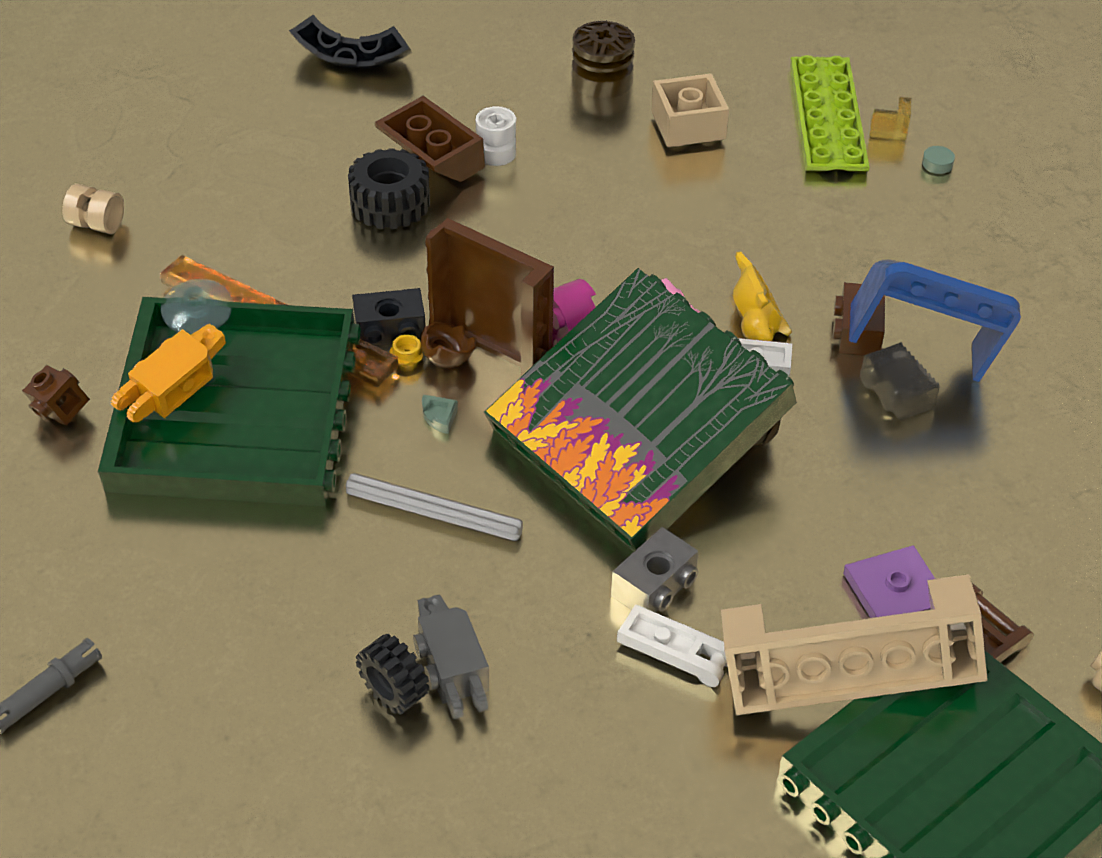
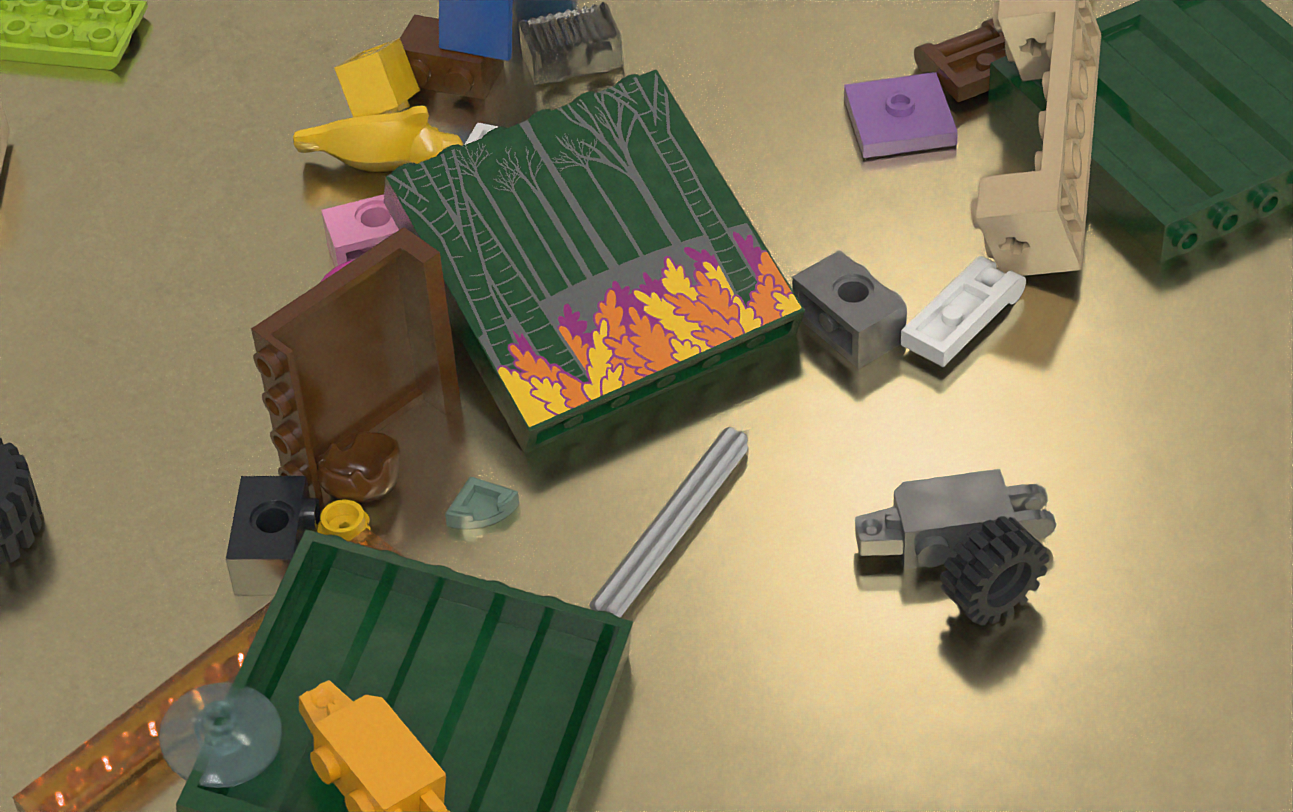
camera: 75 degrees left, 0 degrees up
(802, 278) = (377, 80): none -> yellow brick

